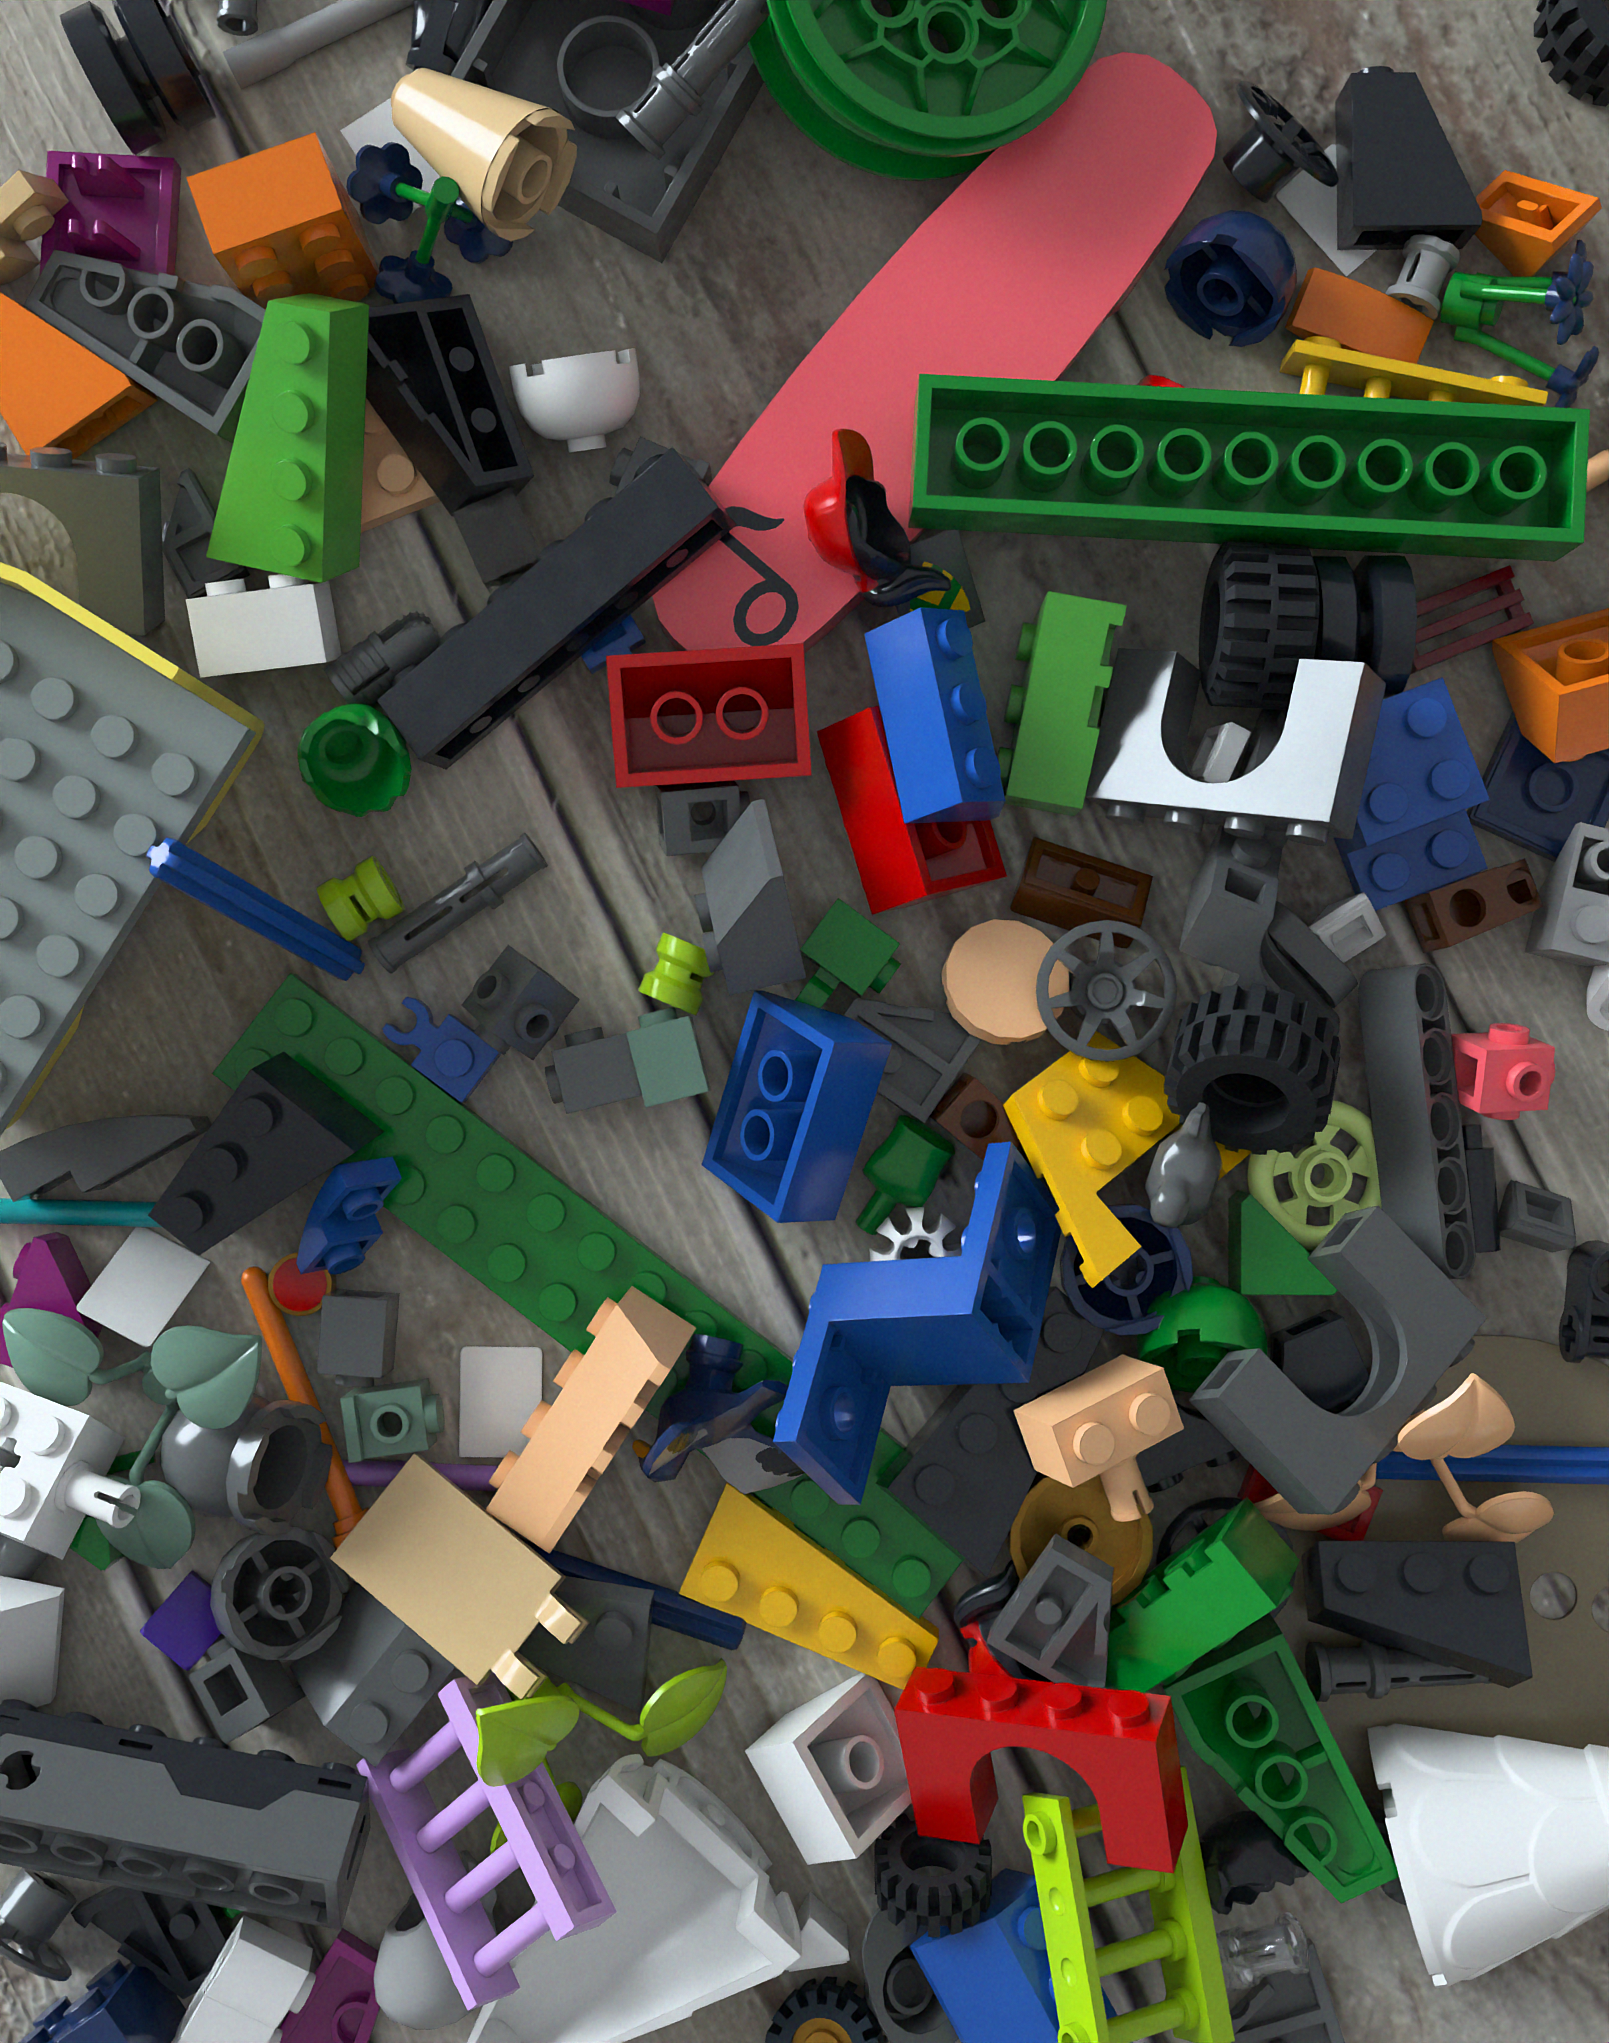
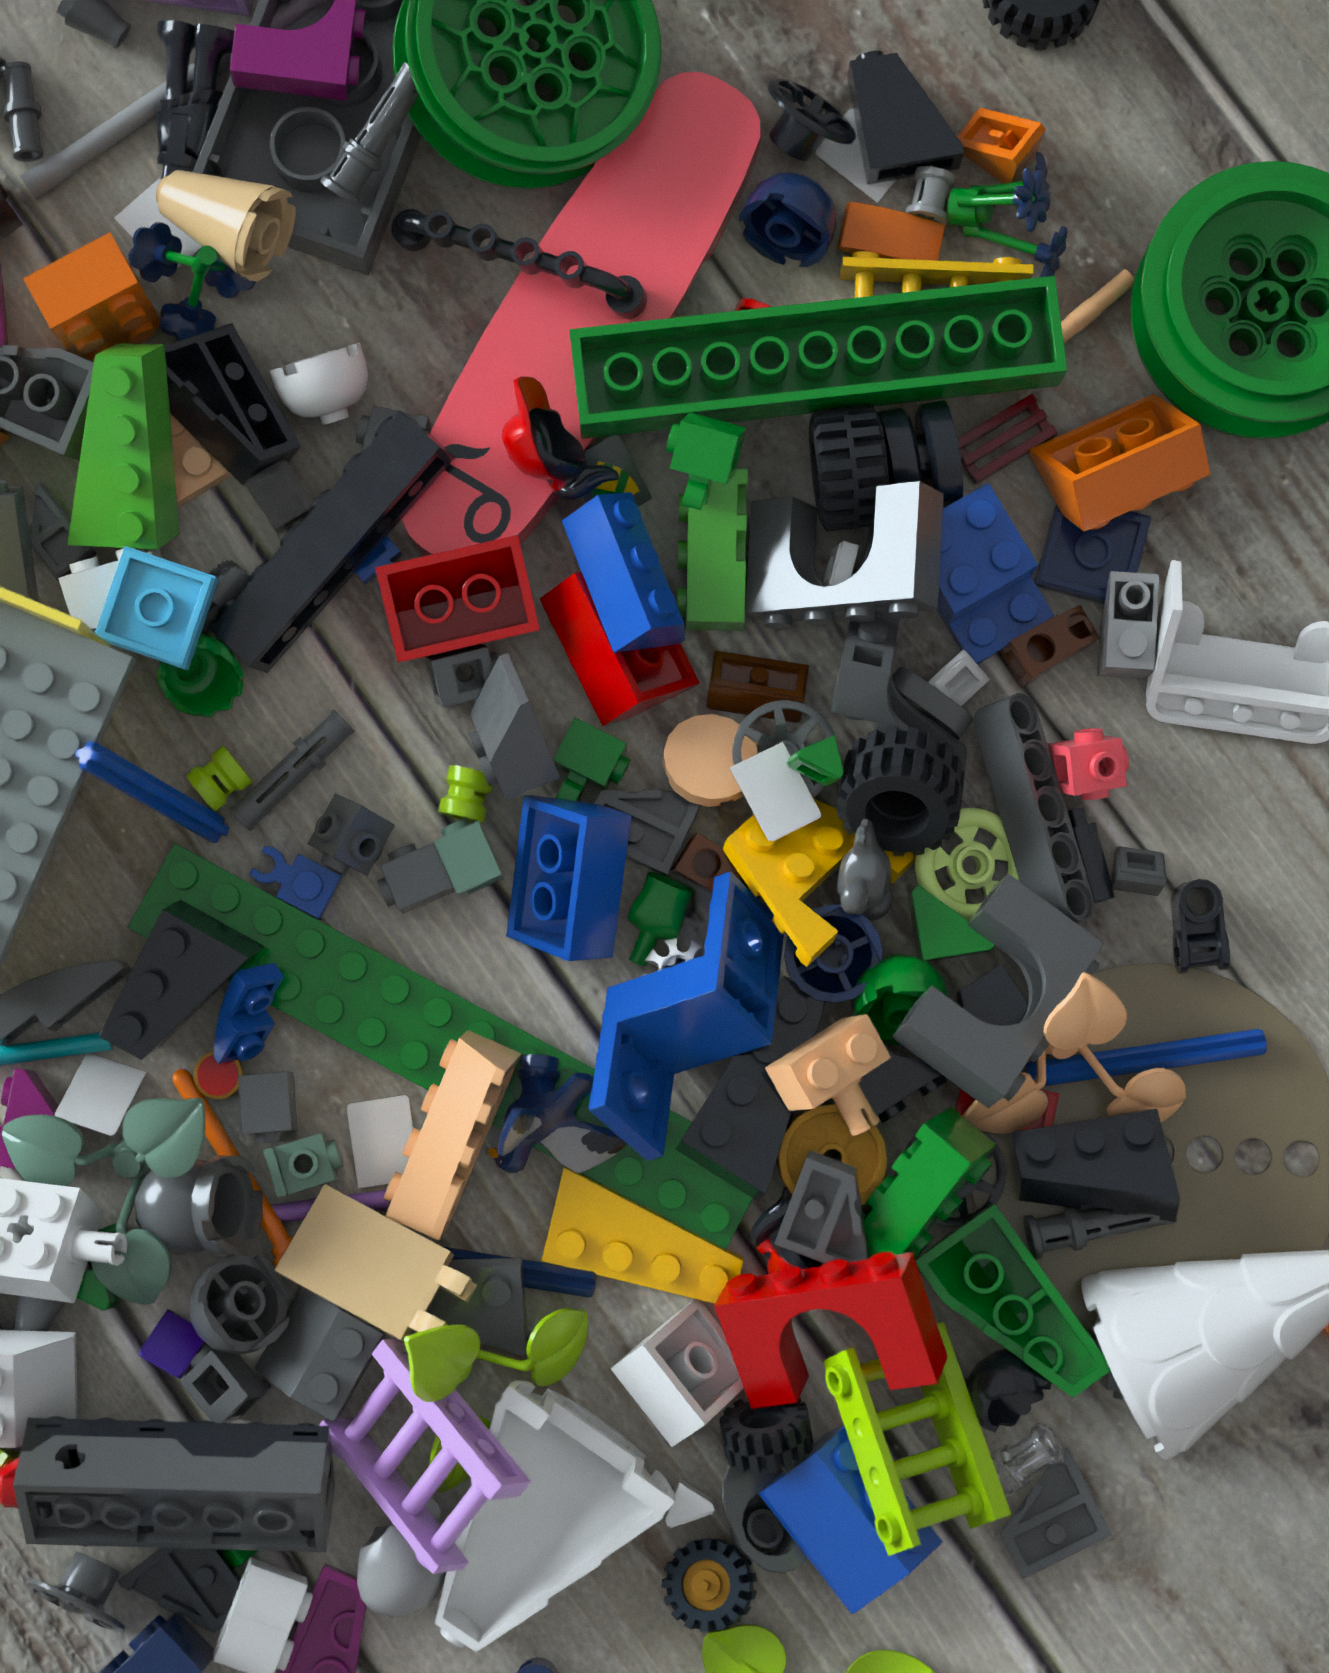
camera: 10 degrees left, 5 degrees down
(307, 662) = (156, 607): none -> medium azure plate
(734, 209) = (415, 231): none -> black bar
(1078, 574) = (706, 451): none -> green brick
(1086, 1043) = (775, 792): none -> white sticker
(1153, 1014) = (819, 762): none -> green slope

